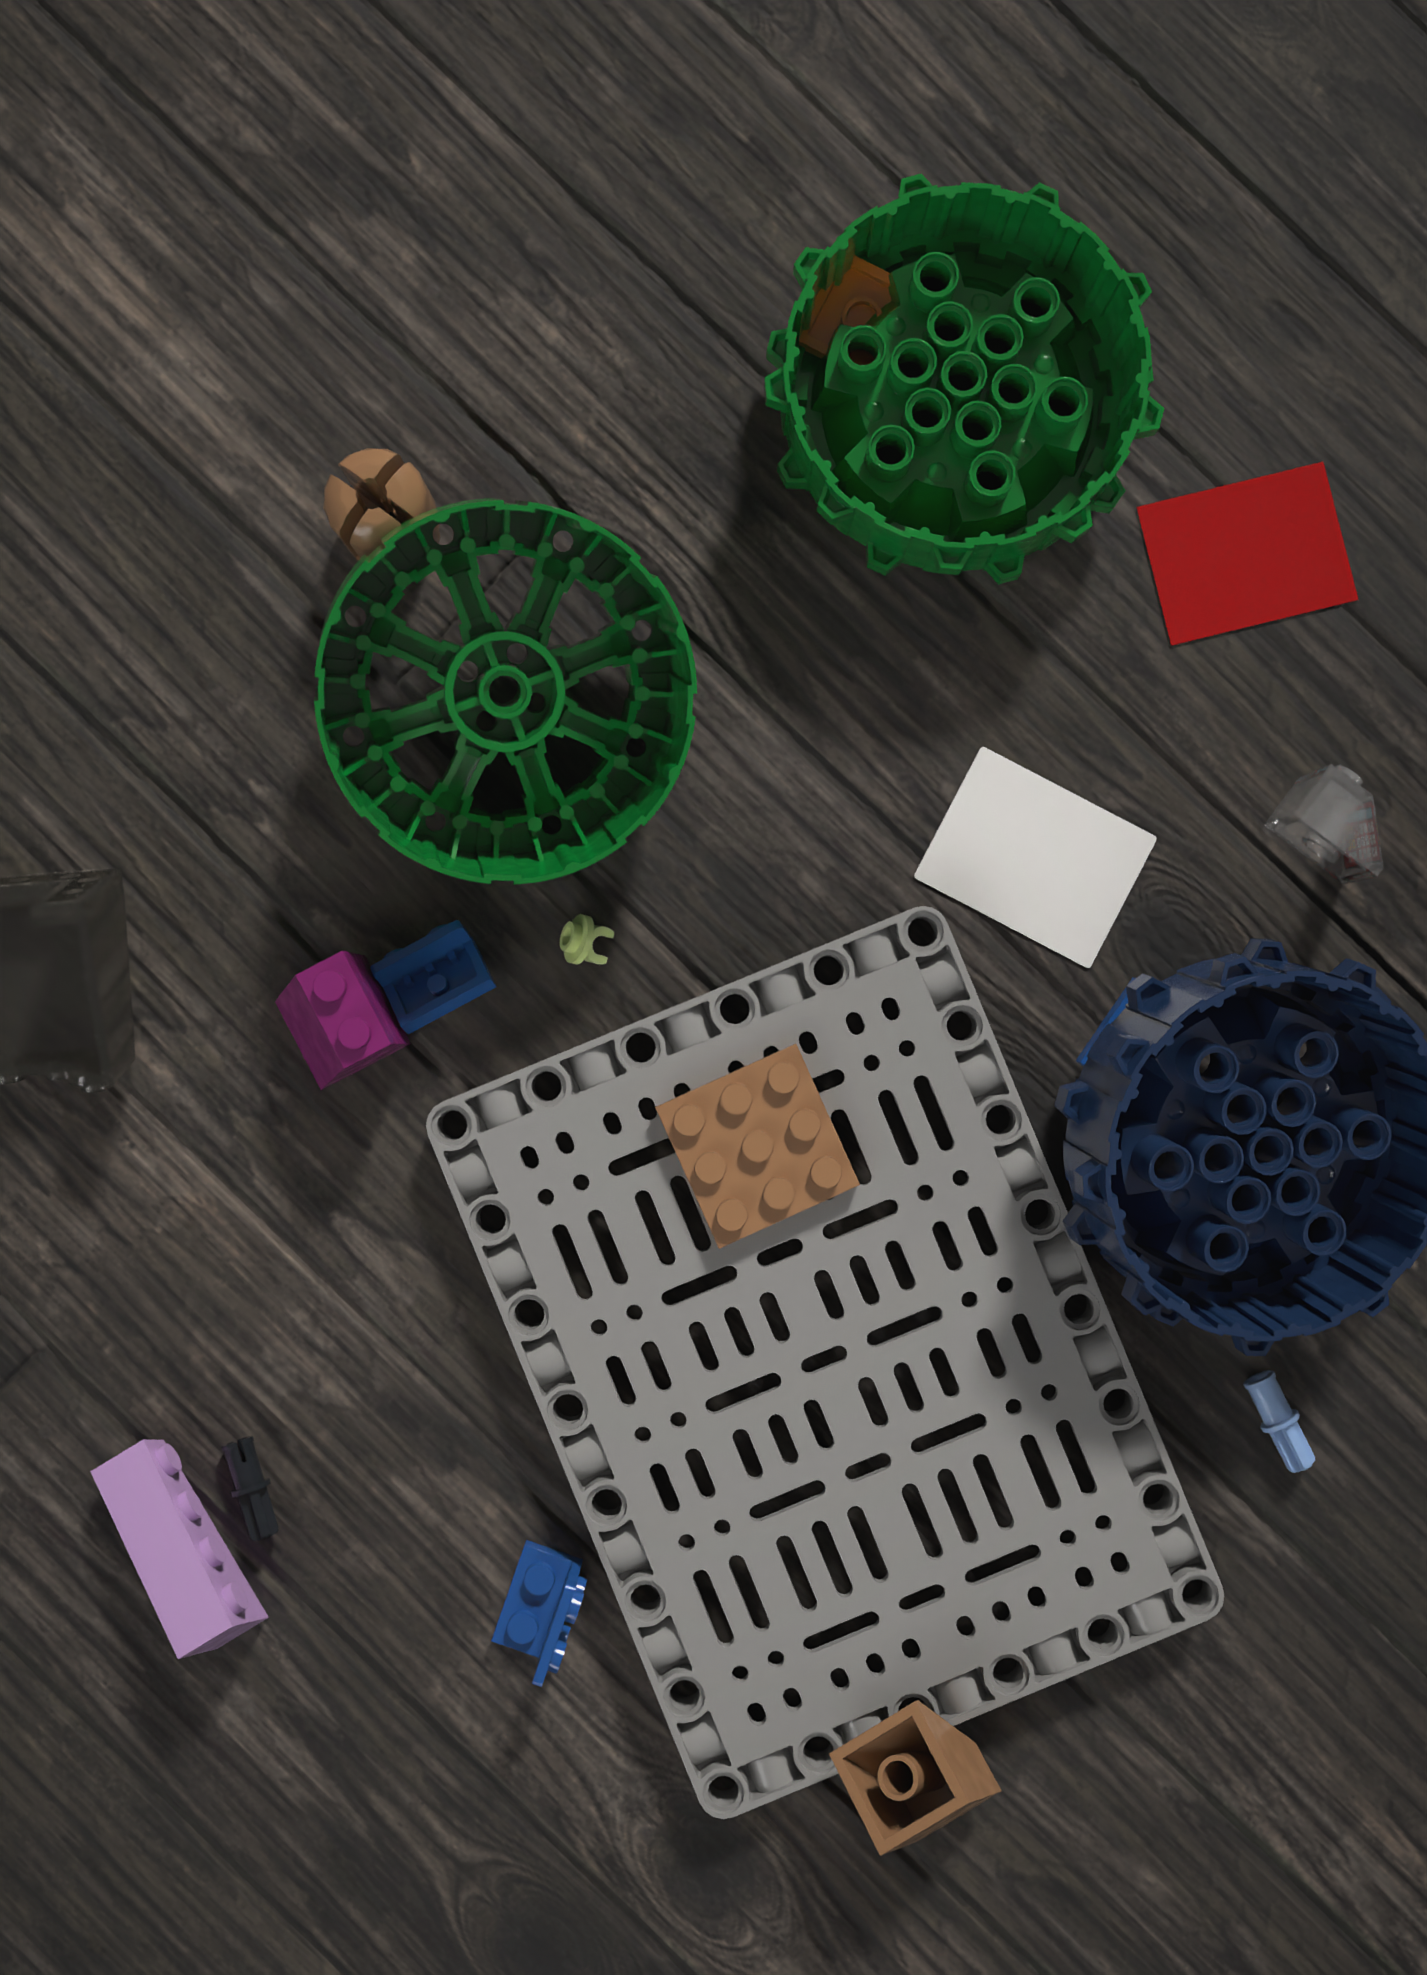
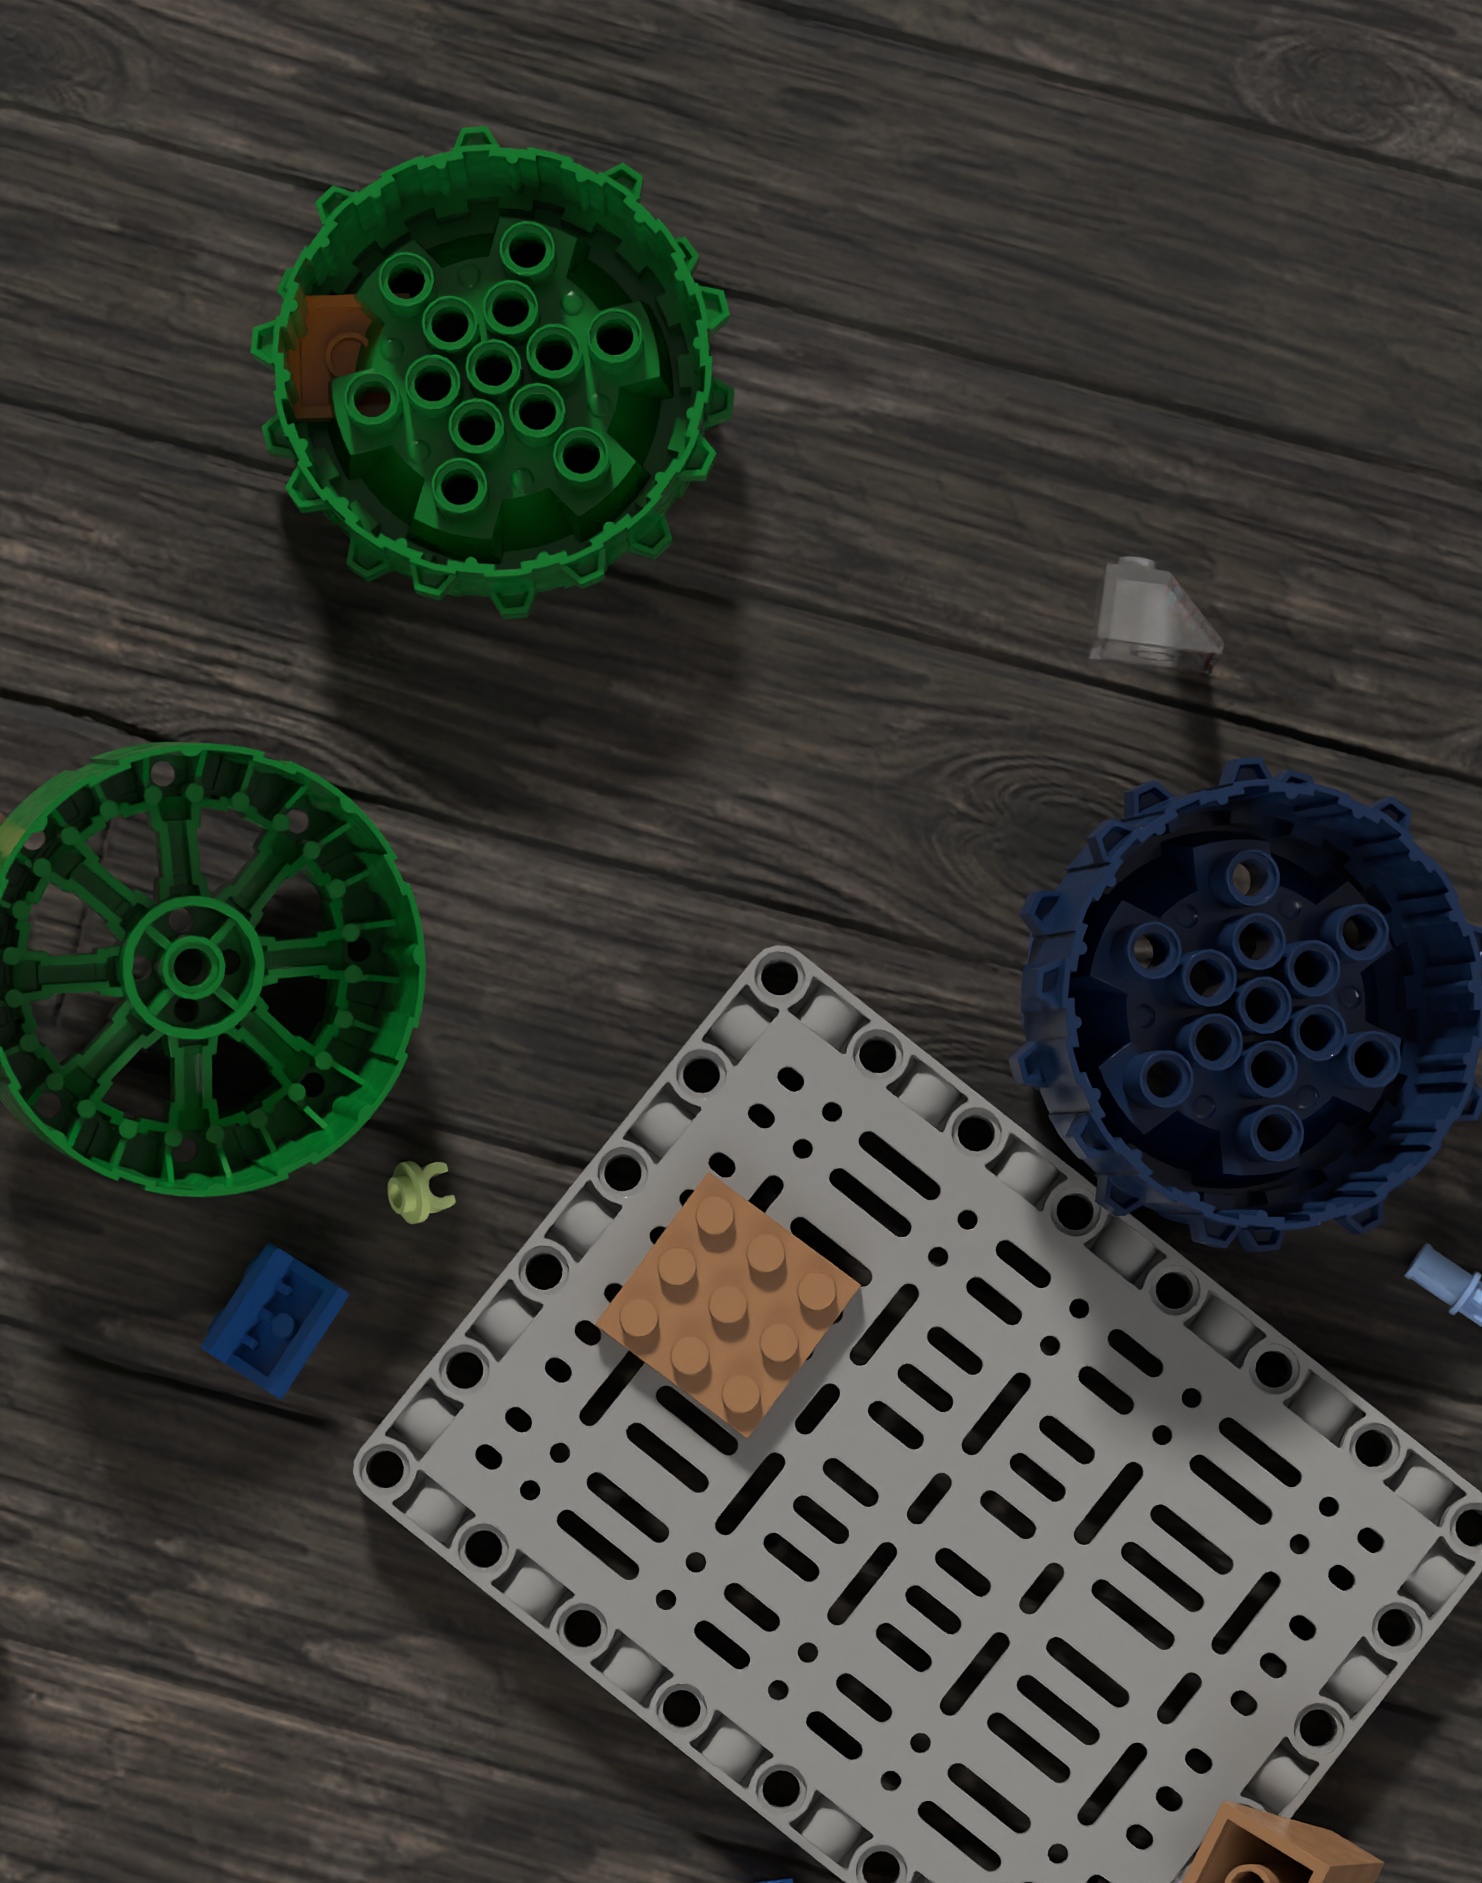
camera: 30 degrees left, 5 degrees down
(340, 1017) = (196, 1425): magenta slope -> none
(1035, 857) = (860, 829): white sticker -> none
(1247, 553) = (906, 376): red sticker -> none

